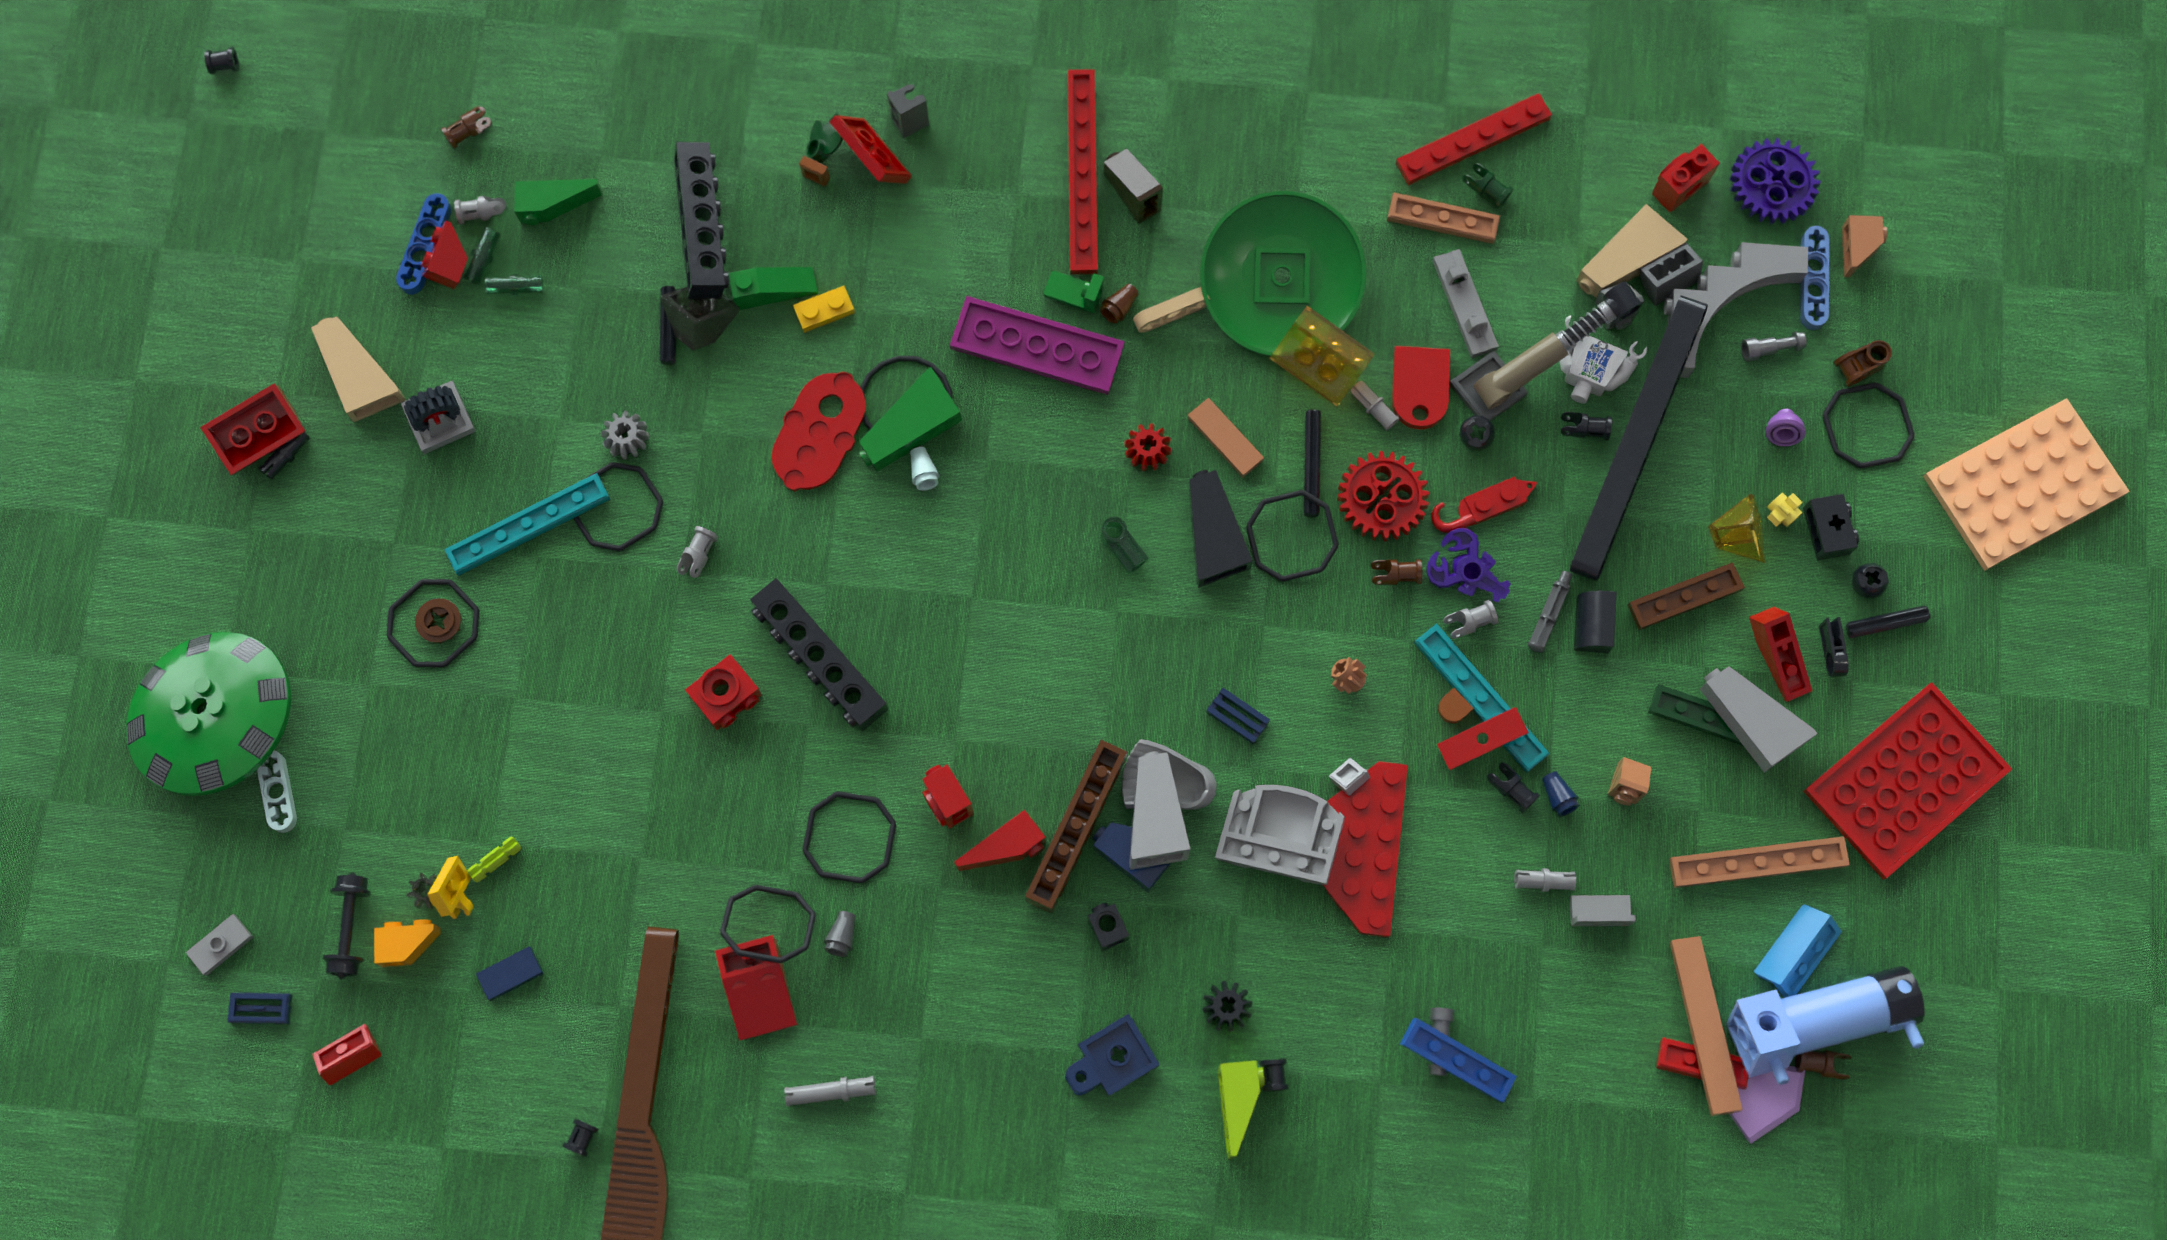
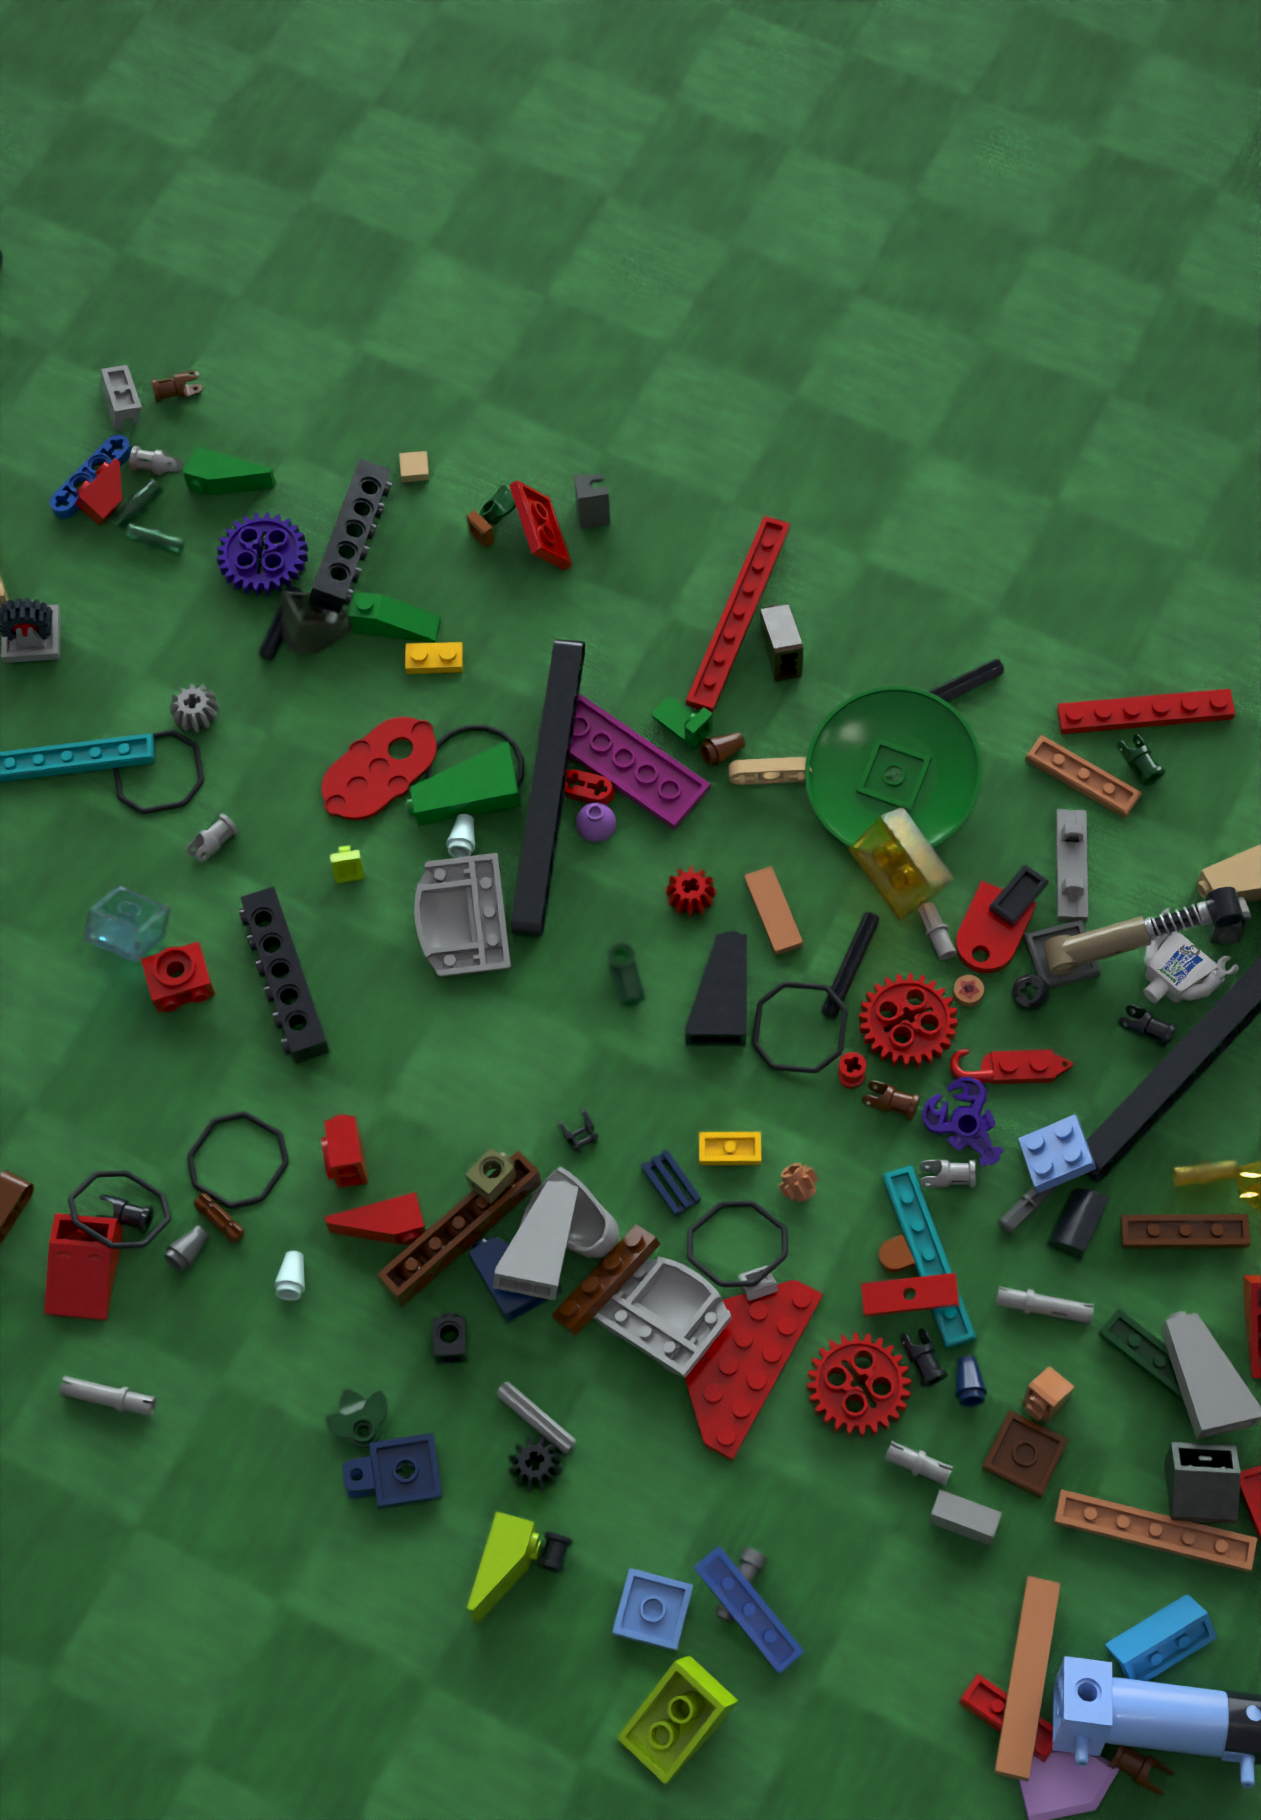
camera: 25 degrees right, 10 degrees down
(417, 155) = (120, 395): none -> light grey hinge
(646, 257) = (236, 553): none -> dark purple gear
(657, 661) = (126, 923): none -> clear light blue brick
(725, 130) = (414, 466): none -> tan tile
(773, 924) = (130, 1214): none -> black piece
(831, 532) = (347, 865): none -> lime tile
(857, 896) = (219, 1218): none -> reddish brown axle
(945, 926) = (291, 1279): none -> light aqua cone
(956, 543) = (462, 915): none -> light grey slope
(983, 396) = (548, 788): none -> black beam
(1015, 376) = (588, 784): none -> red beam
(1035, 412) = (595, 822): none -> medium lavender brick
(1054, 1021) = (358, 1414): none -> dark green plate
(1086, 783) = (491, 1187): none -> olive brick
(1134, 706) = (570, 1137): none -> black piece
(1209, 965) = (536, 1417): none -> light grey axle
(1219, 823) = (605, 1280): none -> reddish brown plate
(1277, 666) = (729, 1148): none -> yellow plate
(1307, 785) = (746, 1283): none -> black piece
(1309, 164) = (969, 680): none -> black axle
(1360, 554) = (846, 1063): none -> red bush
(1376, 1090) = (652, 1610): none -> medium blue plate
(1422, 449) = (968, 990): none -> medium nougat tile
(1433, 348) = (1018, 895): none -> black tile
(1435, 1174) = (677, 1718): none -> lime slope
(1455, 853) = (883, 1370): none -> red gear
(1557, 568) = (1057, 1153): none -> medium blue plate
(1593, 704) = (1044, 1305): none -> light grey pin
(1628, 837) = (1024, 1454): none -> reddish brown tile
(1682, 538) = (1204, 1172): none -> clear yellow pin
(1785, 807) = (1203, 1482): none -> pearl dark grey slope

